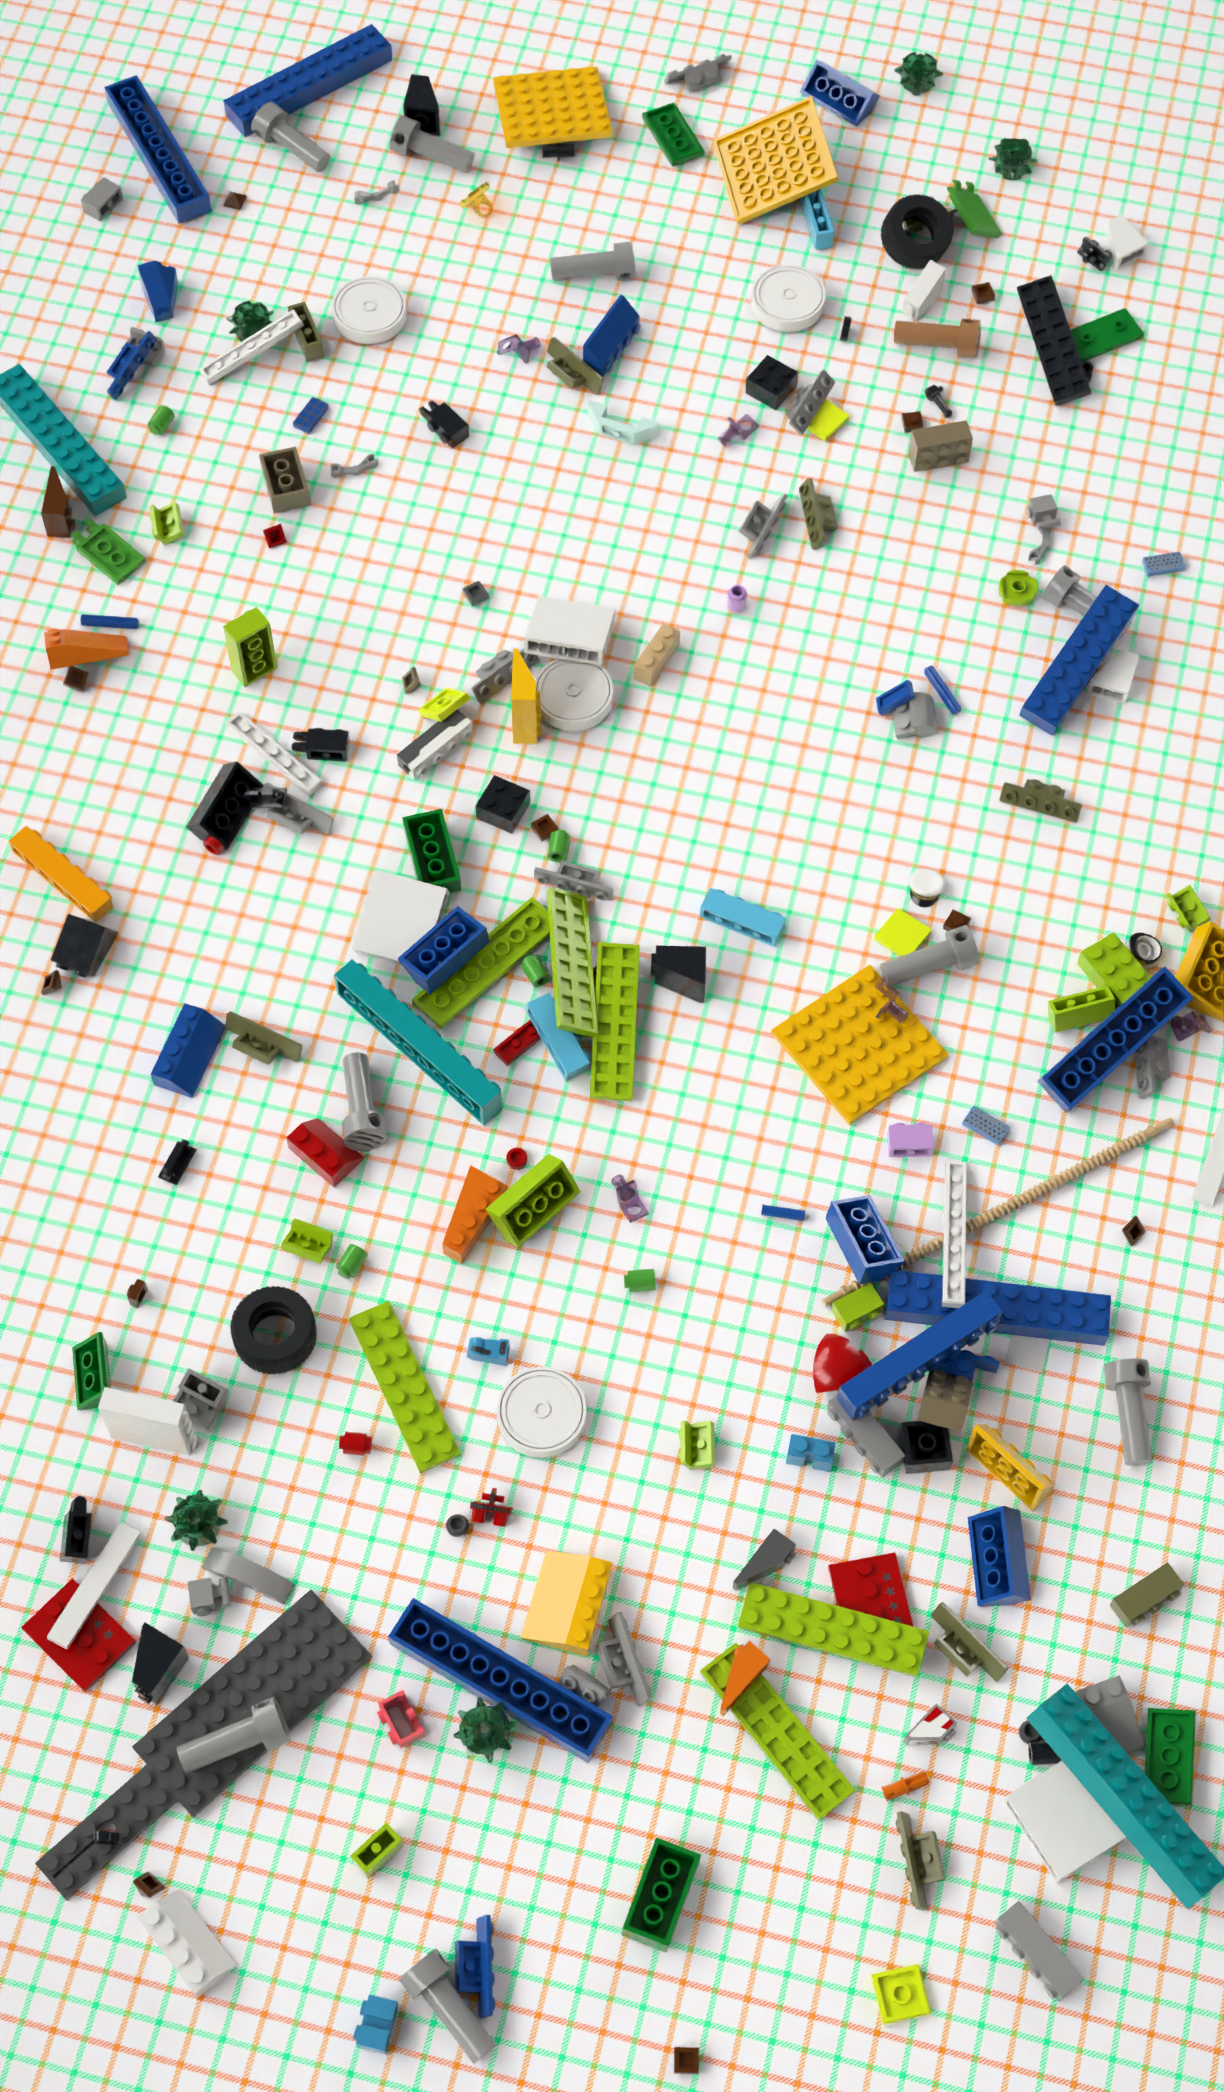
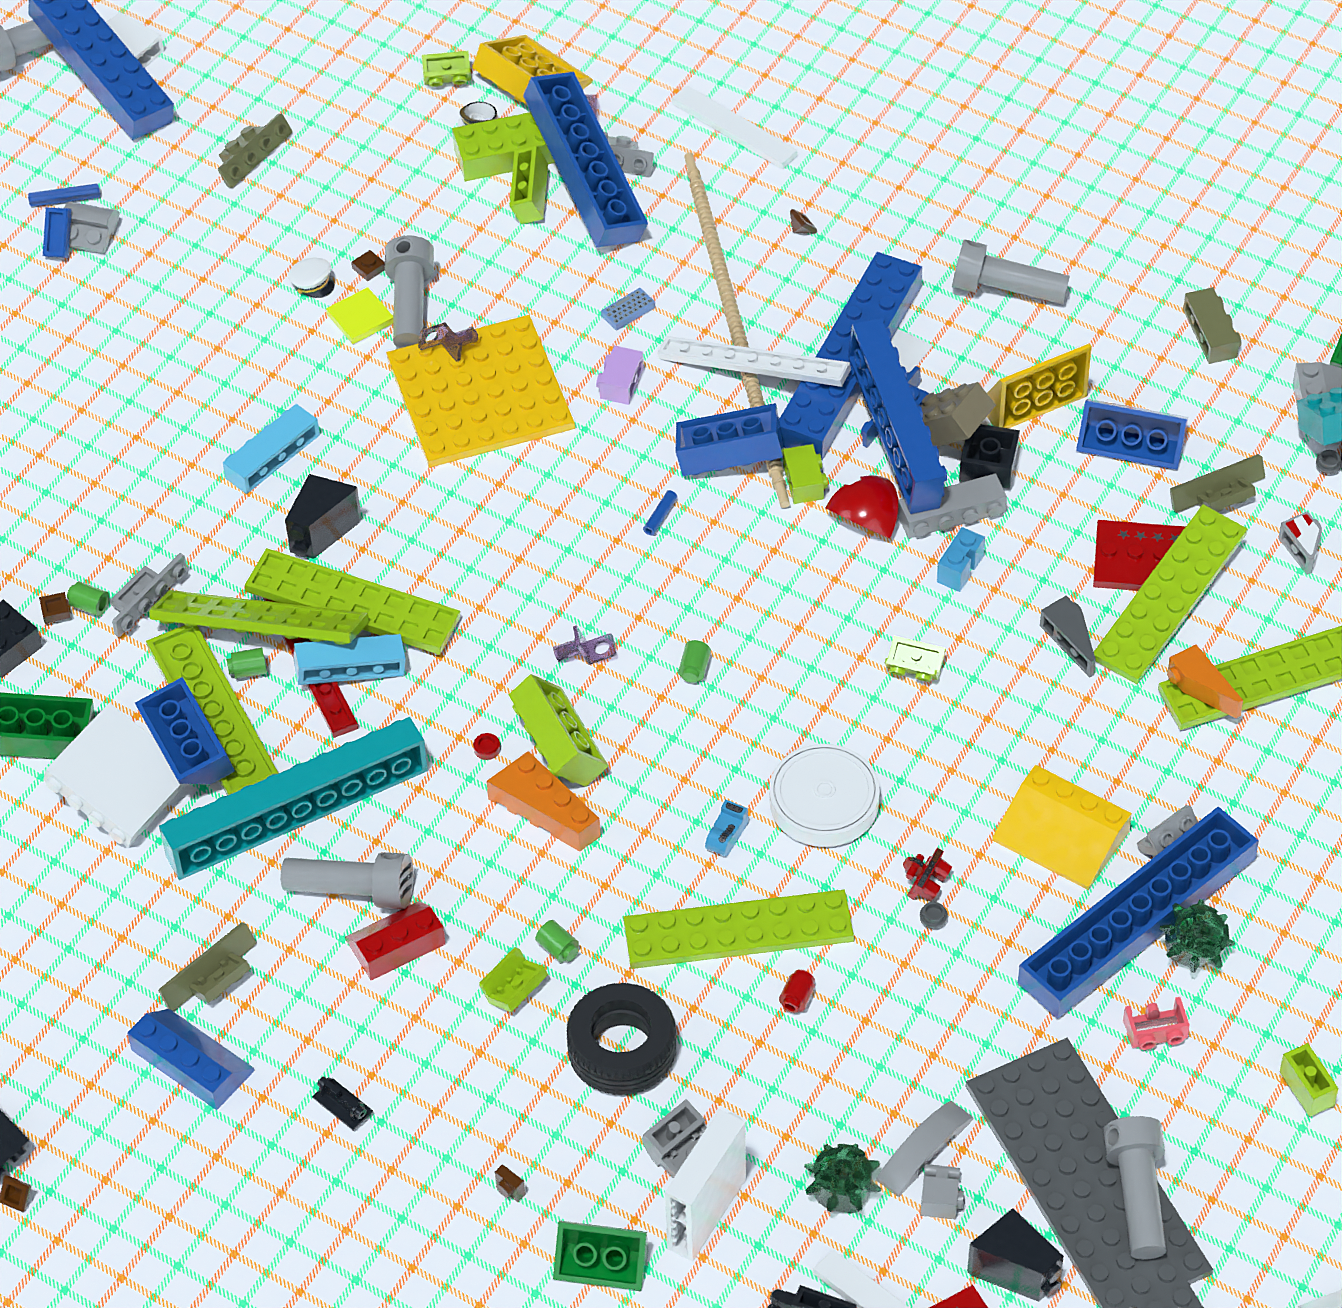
camera: 70 degrees left, 10 degrees down
(622, 1662) = (1149, 791): light grey bracket -> none

